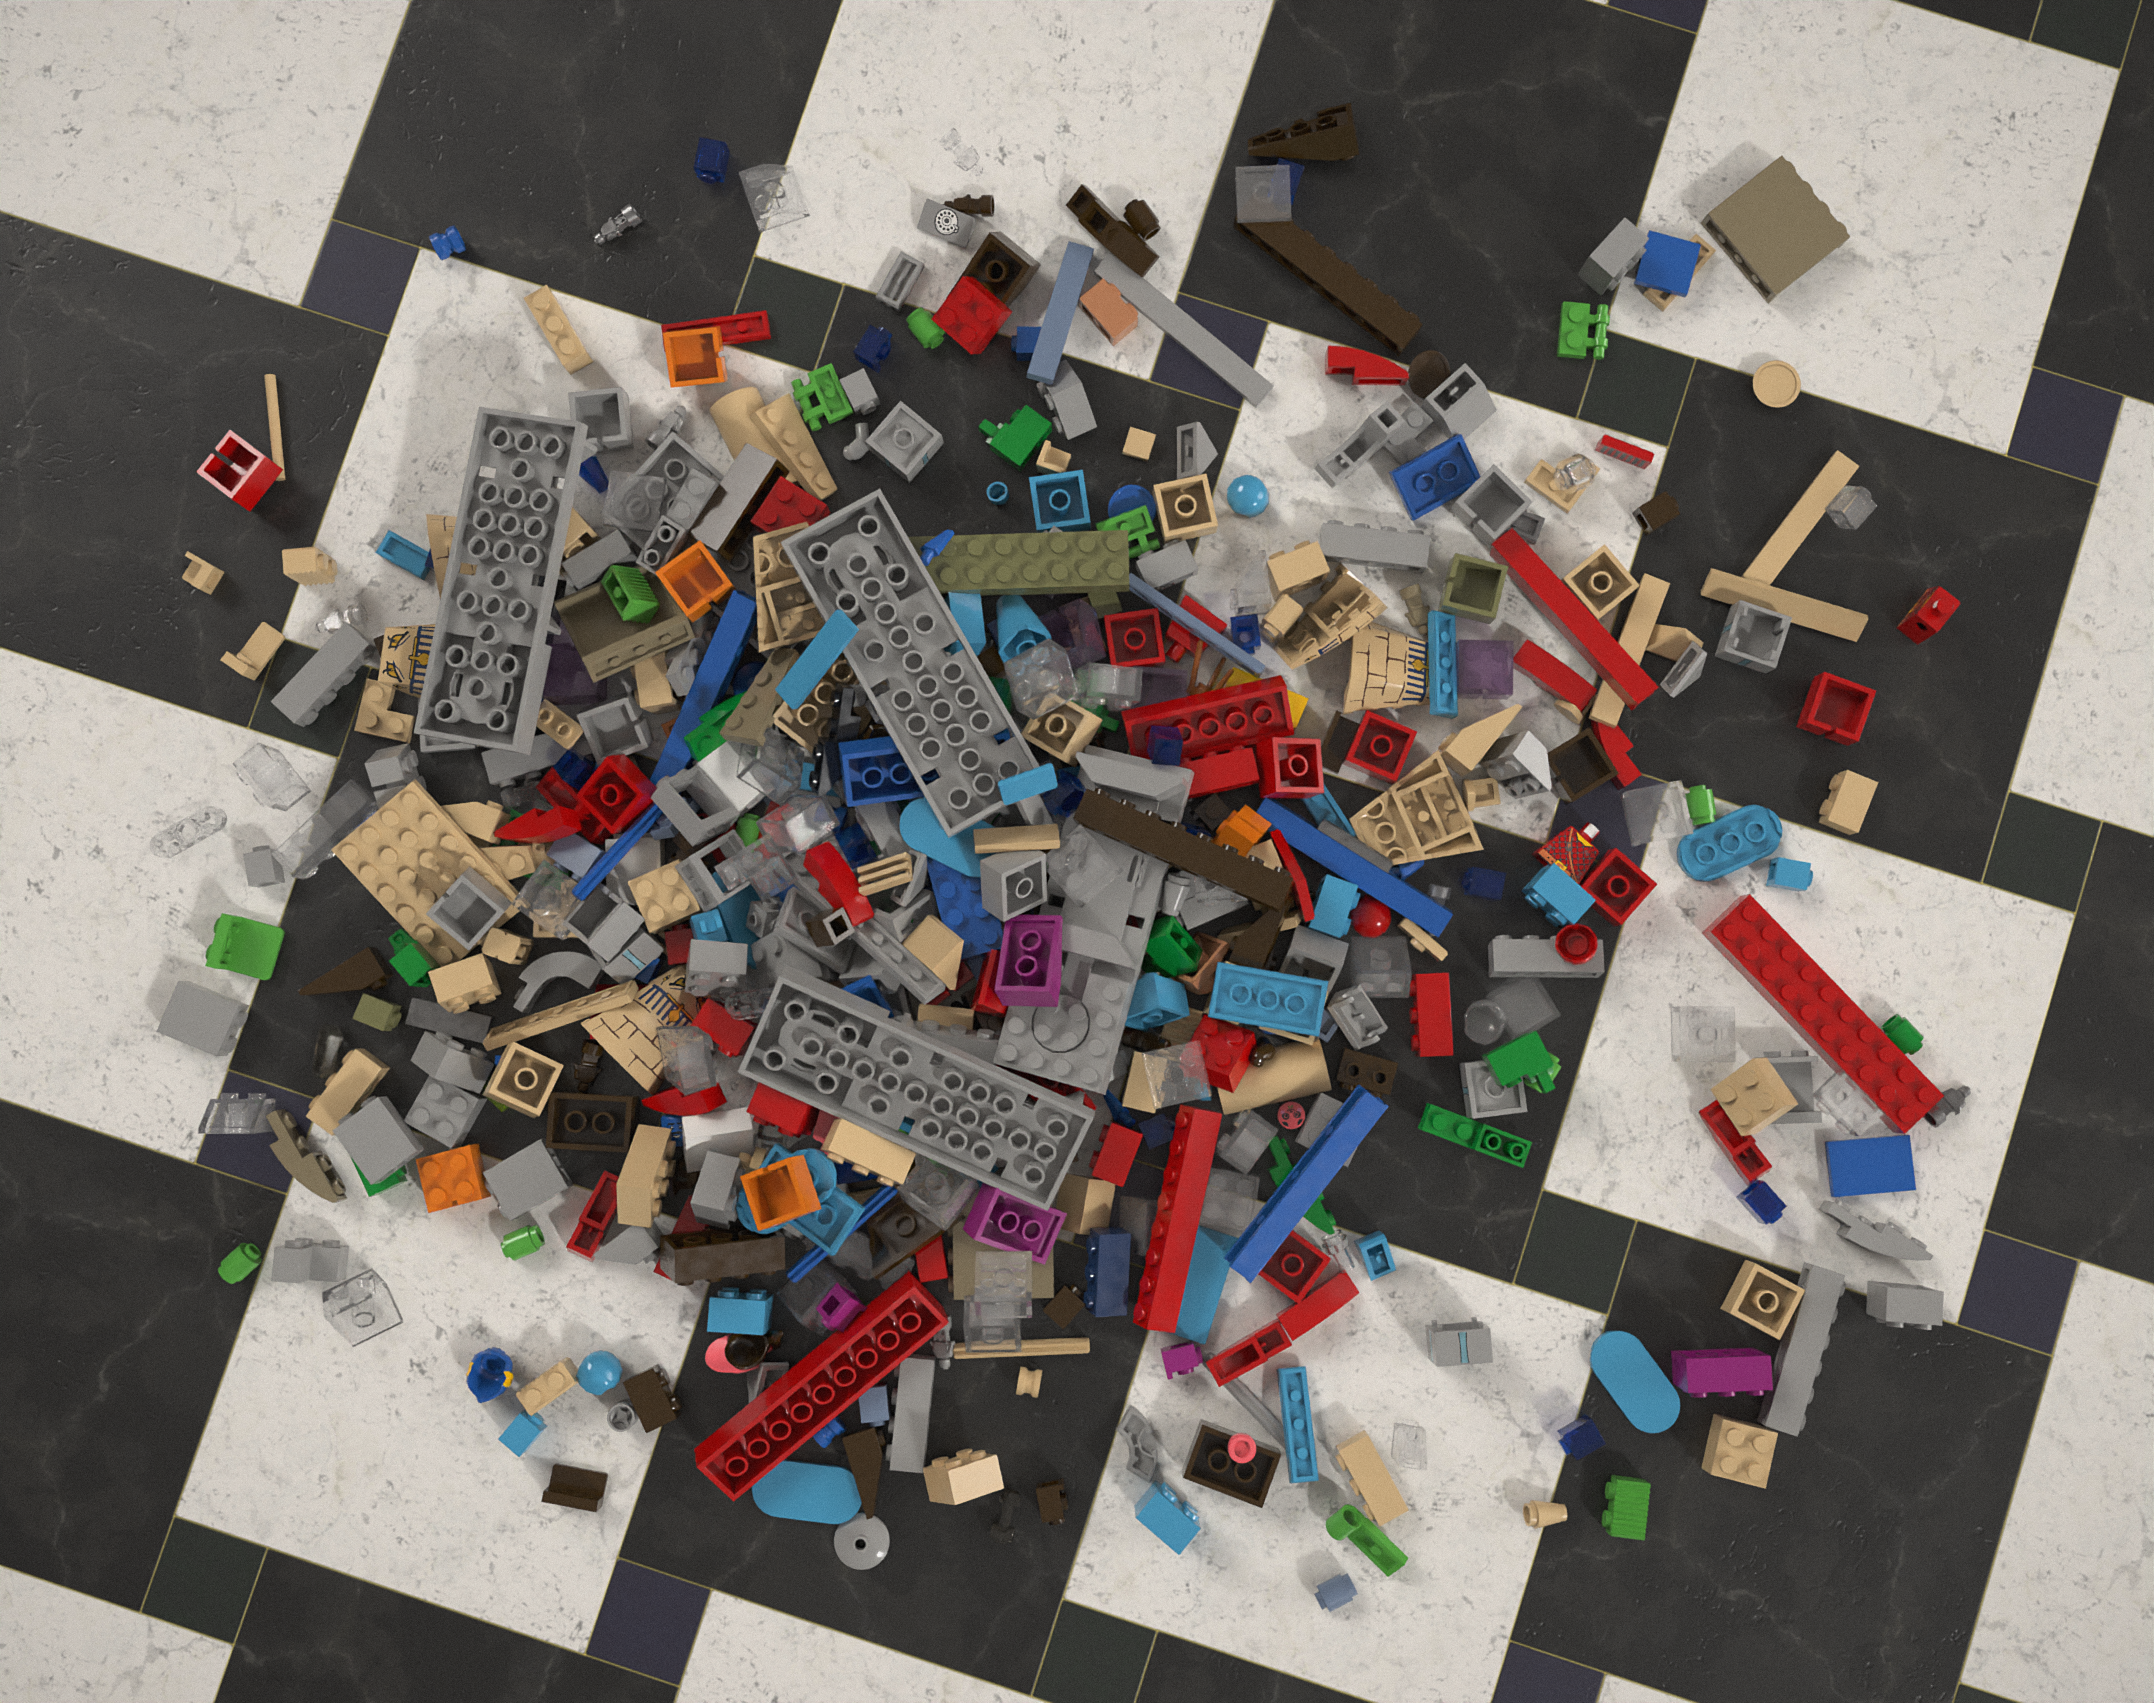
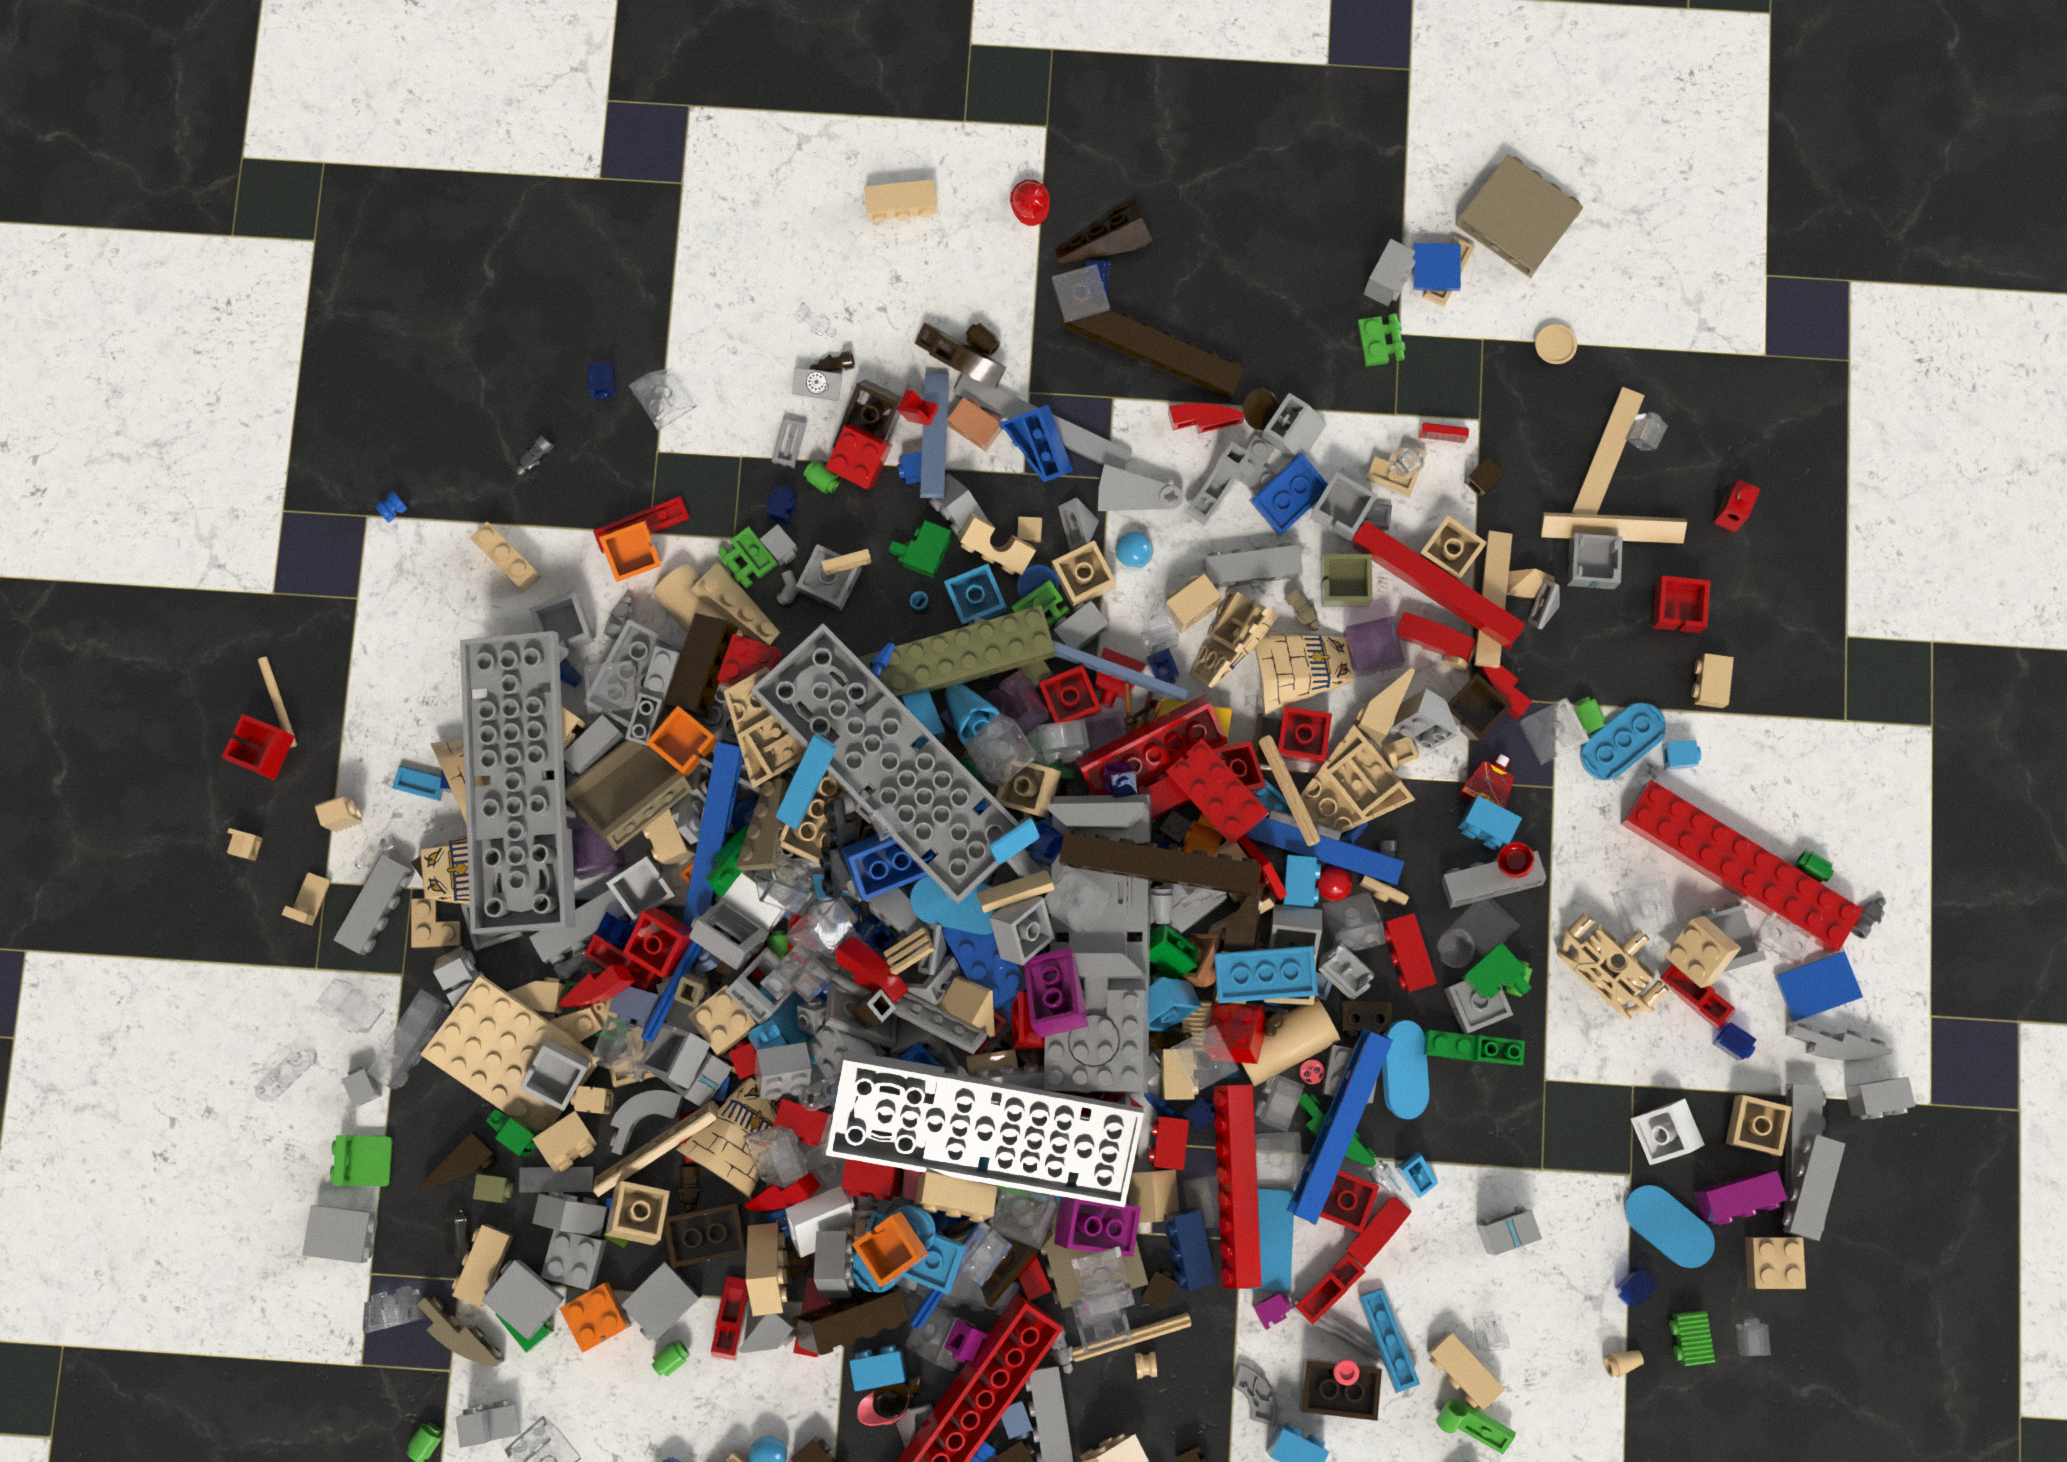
camera: 15 degrees left, 5 degrees down
(558, 725) = (592, 896): tan bracket -> none
(630, 594) = (626, 767): bright green brick -> none
(643, 857) = (692, 989): none -> dark tan brick
(882, 1220) = (983, 1253): none -> clear brick
(891, 726) = (885, 821): none -> clear brick
(926, 428) = (846, 562): none -> tan tile
(1047, 278) = (916, 409): none -> red panel
(1052, 460) = (959, 562): tan panel -> none
(1091, 40) = (900, 200): none -> tan brick
(1112, 468) = (1013, 555): none -> tan arch
(1174, 348) = (1039, 442): none -> blue wedge
(1192, 681) = (1130, 719): none -> dark brown hinge
(1234, 78) = (1030, 202): none -> red piece
(1263, 431) = (1131, 491): none -> light grey piece
(1267, 786) = (1217, 792): none -> red piece
(1280, 618) = (1189, 647): tan brick -> none
(1347, 804) = (1289, 790): none -> tan axle
(1393, 1141) = (1406, 1070): none -> dark azure tile
(1442, 664) = (1338, 651): dark azure tile -> none
(1483, 883) = (1423, 829): clear blue brick -> none
(1616, 886) = (1537, 802): red brick -> none
(1647, 1110) = (1612, 987): none -> tan piece
(1661, 1280) = (1667, 1132): none -> white slope
(1692, 1525) = (1753, 1338): none -> clear brick
(1805, 1382) = (1813, 1187): none -> light grey brick

